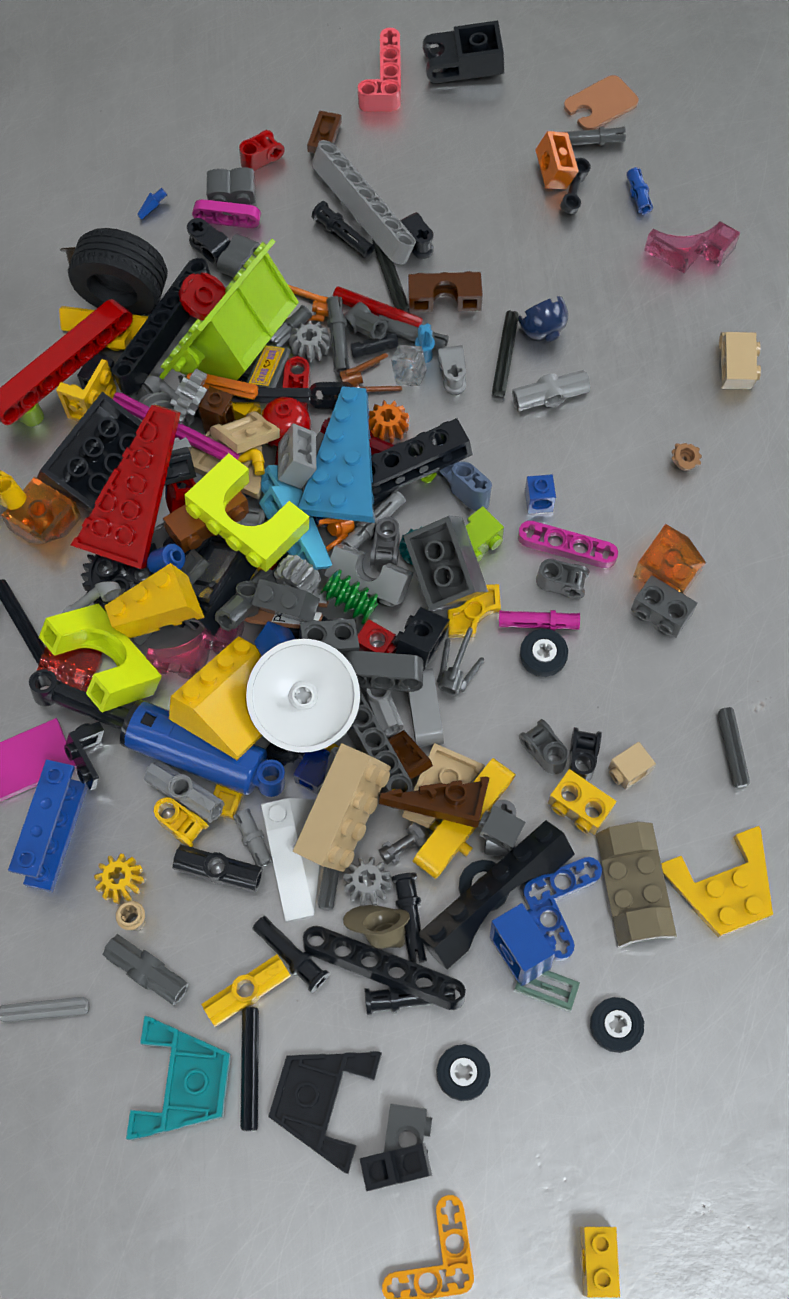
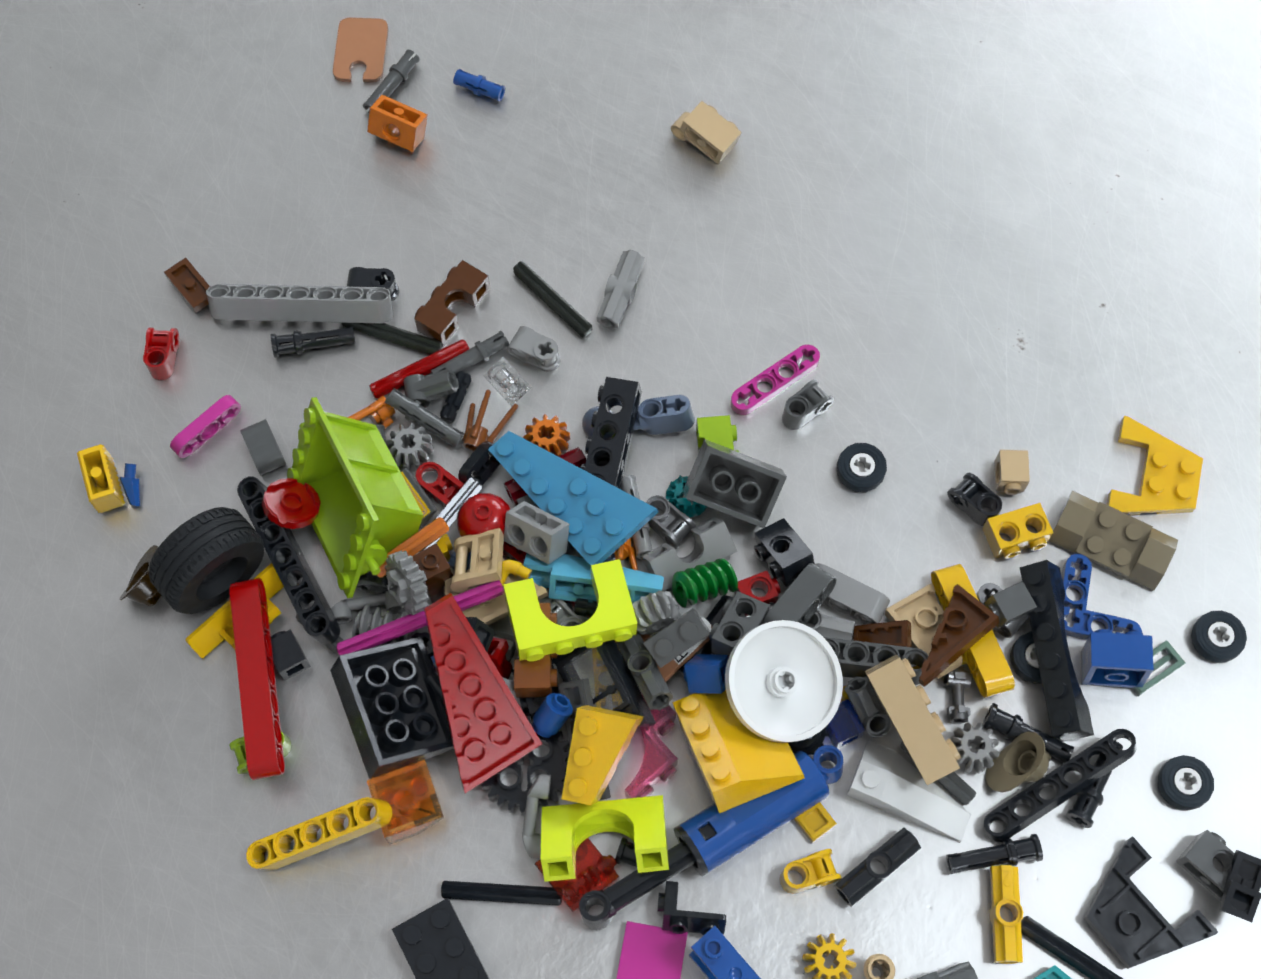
camera: 55 degrees left, 0 degrees up
(78, 401) = (317, 689): yellow bracket -> none
(138, 181) = (100, 478): none -> yellow brick
(195, 799) = (766, 857): light grey piece -> none
(207, 239) = (223, 460): black piece -> none
(231, 185) = (180, 402): dark grey brick -> none
(252, 837) = (867, 818): light grey pin -> none
(384, 93) = (169, 183): coral beam -> none
(426, 341) = (495, 350): dark azure axle -> none
(452, 679) = (836, 553): dark grey plant -> none
(465, 52) = (214, 112): black brick -> none
(473, 612) = (787, 504): yellow tile -> none
(540, 494) = (715, 366): blue brick -> none
(542, 743) = (944, 526): dark grey piece -> none
(544, 620) = (837, 441): dark pink pin -> none
(545, 320) = (551, 245): dark blue cylinder -> none
(571, 202) = (446, 143): black bar -> none
(667, 601) = (885, 342): dark grey brick -> none
(671, 560) = (855, 316): clear orange slope -> none
(682, 251) = (570, 97): clear pink arch -> none
(689, 454) = (765, 234): medium nougat animal -> none
(734, 747) = (1045, 386): dark grey axle -> none

